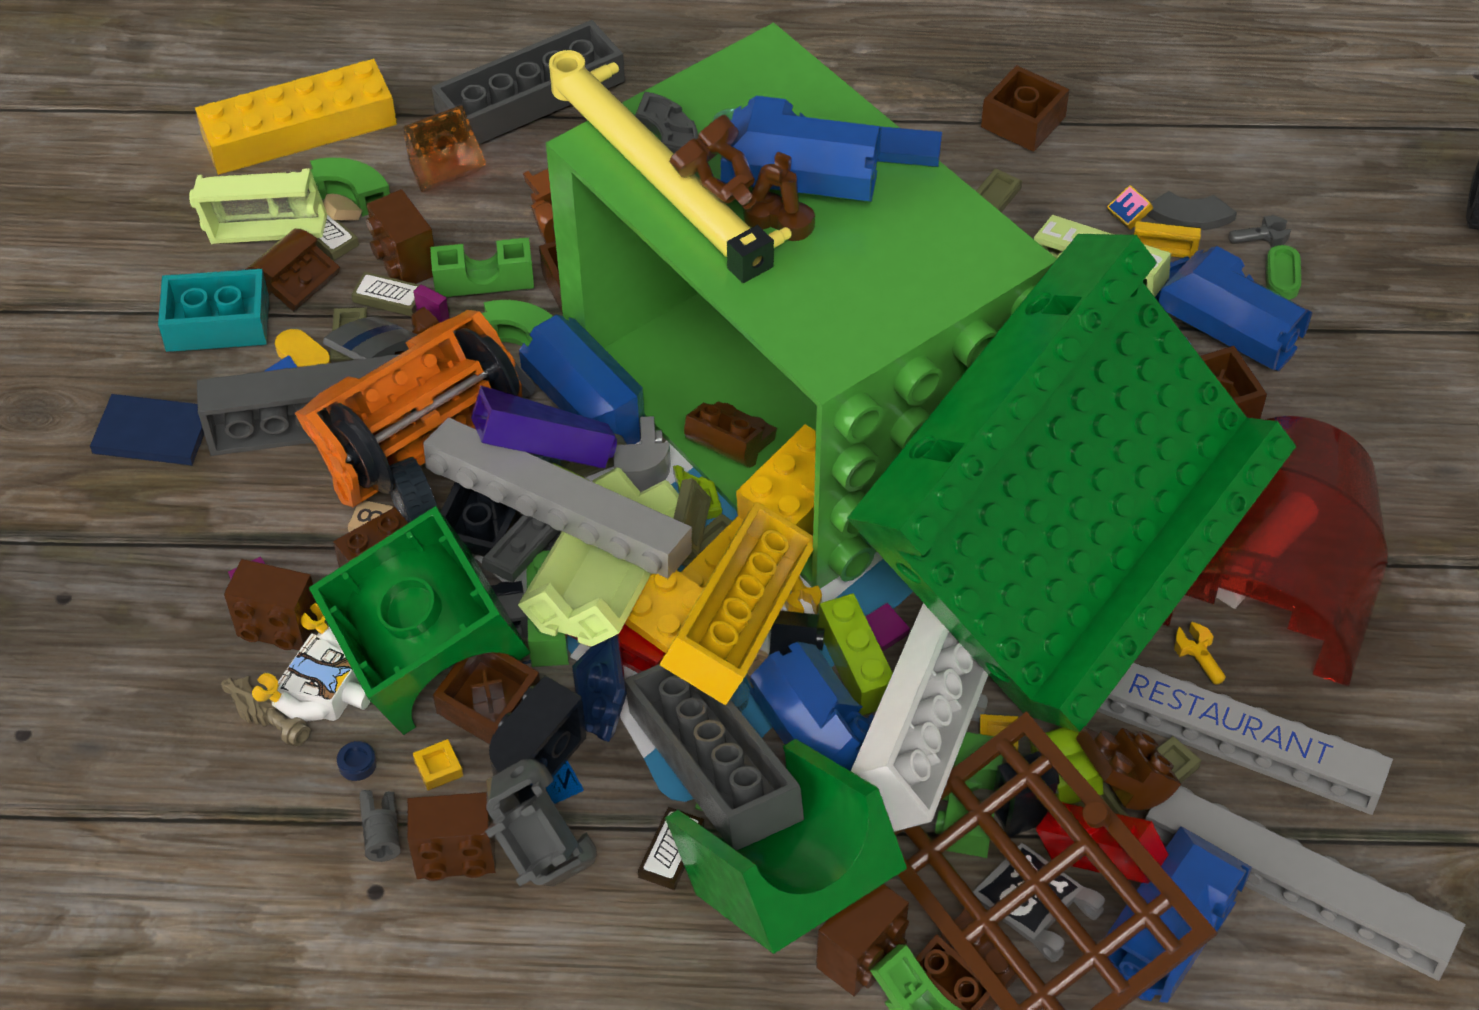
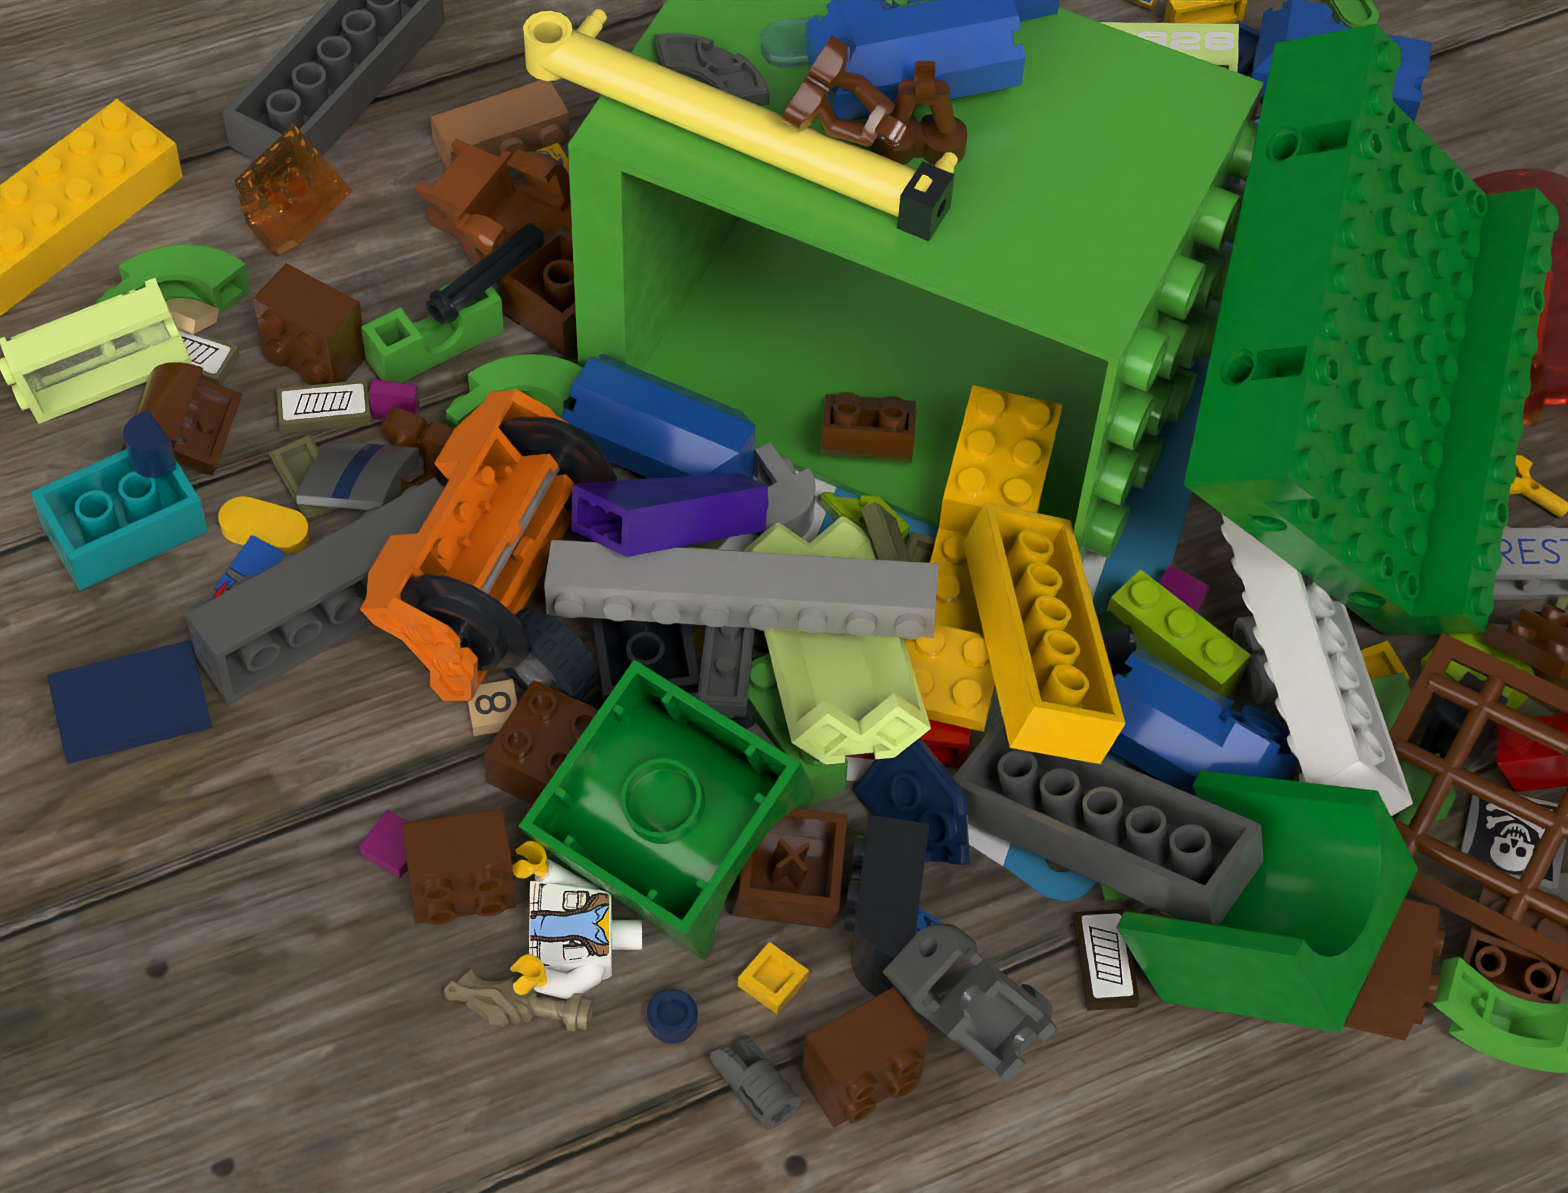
camera: 30 degrees left, 5 degrees up
(243, 270) = (148, 446): none -> dark blue brick
(516, 243) = (447, 303): none -> black axle

